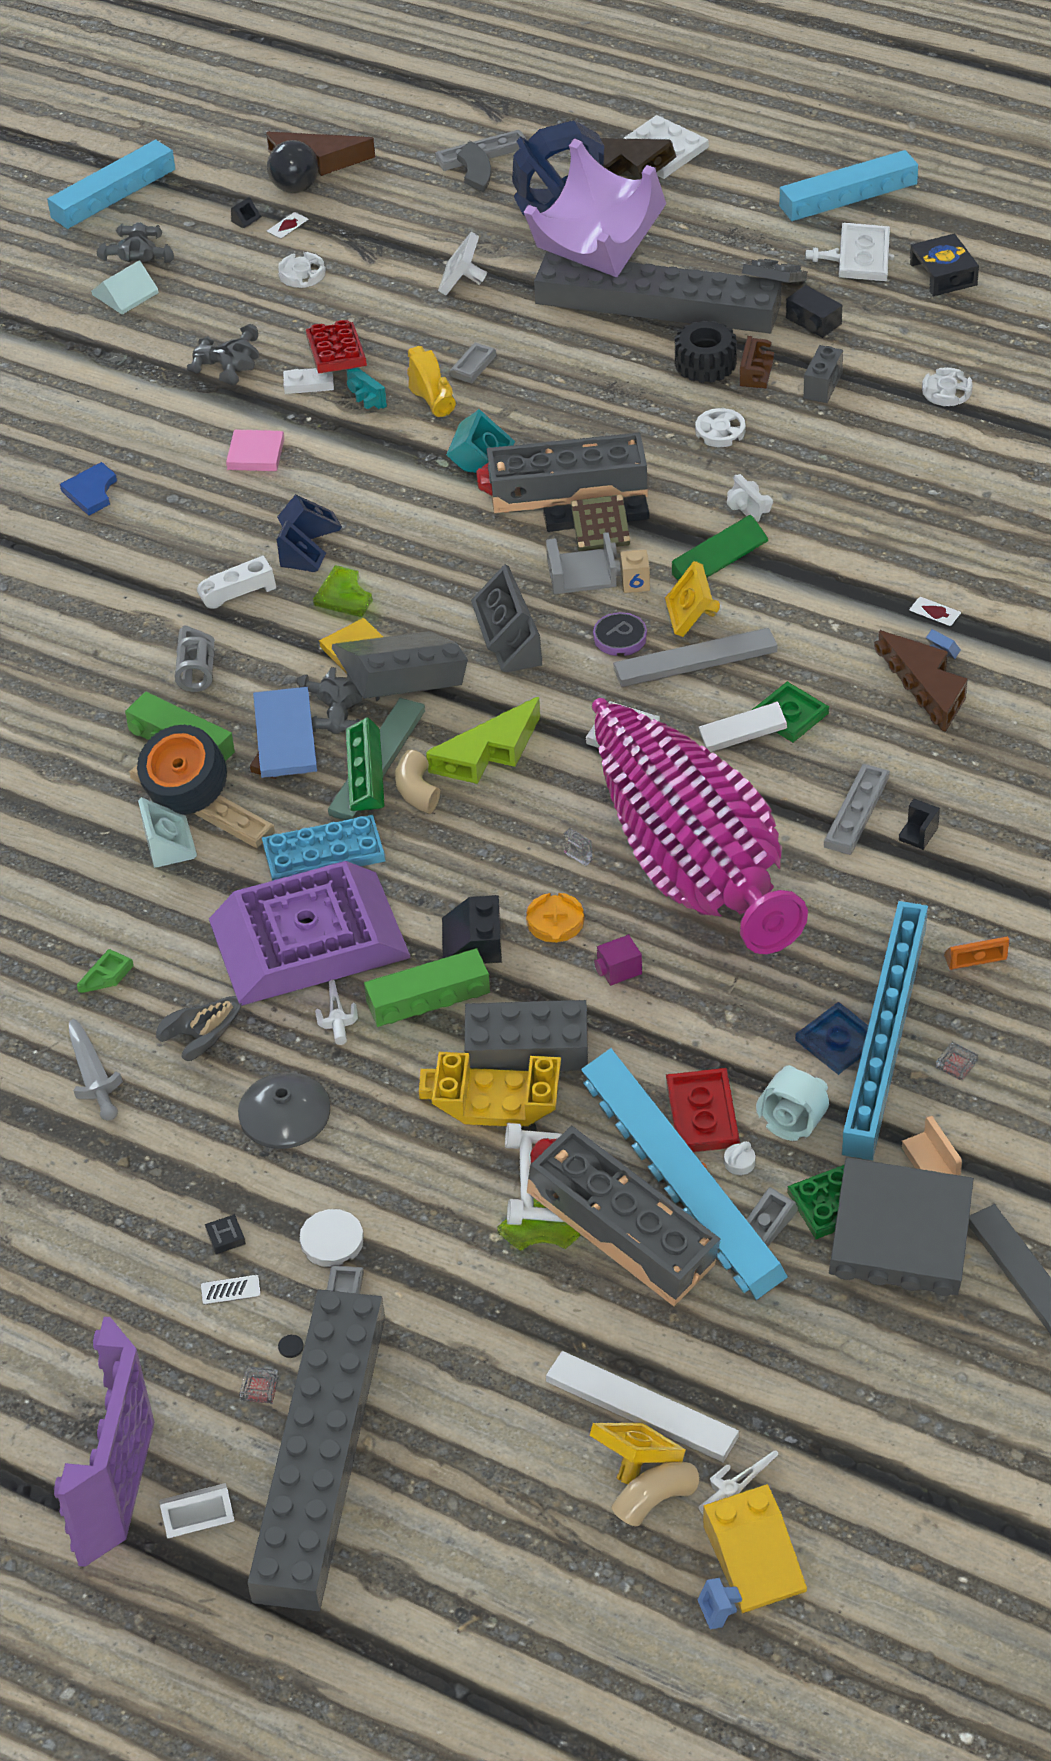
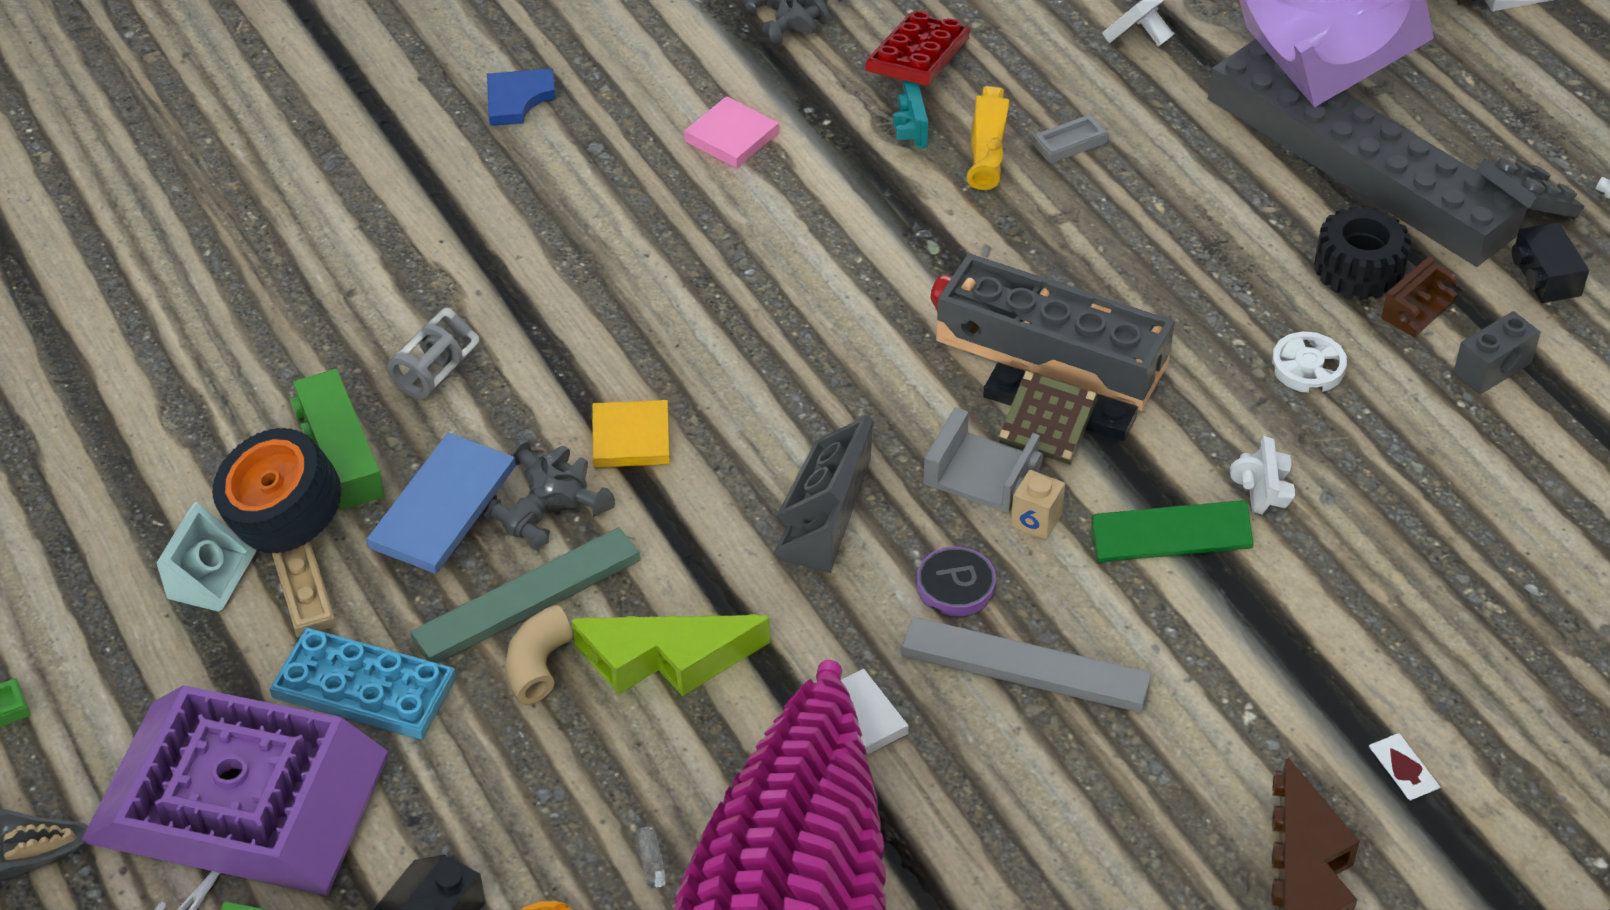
camera: 30 degrees right, 0 degrees up
(236, 582) = (564, 283): white leg -> none
(298, 550) = (665, 275): dark blue slope -> none
(307, 381) = (850, 72): white plate -> none
(309, 517) = (709, 244): dark blue slope -> none
(342, 593) = (675, 356): clear neon green tile -> none
(364, 766) = (496, 598): green slope -> none
(402, 663) = (649, 482): dark grey slope -> none
(472, 440) = (988, 233): teal slope -> none
(690, 599) = (1071, 581): yellow tile -> none
(743, 727) = (1002, 801): white tile -> none
(798, 708) = (1088, 811): green tile -> none
(942, 642) = (1368, 826): medium blue tile -> none

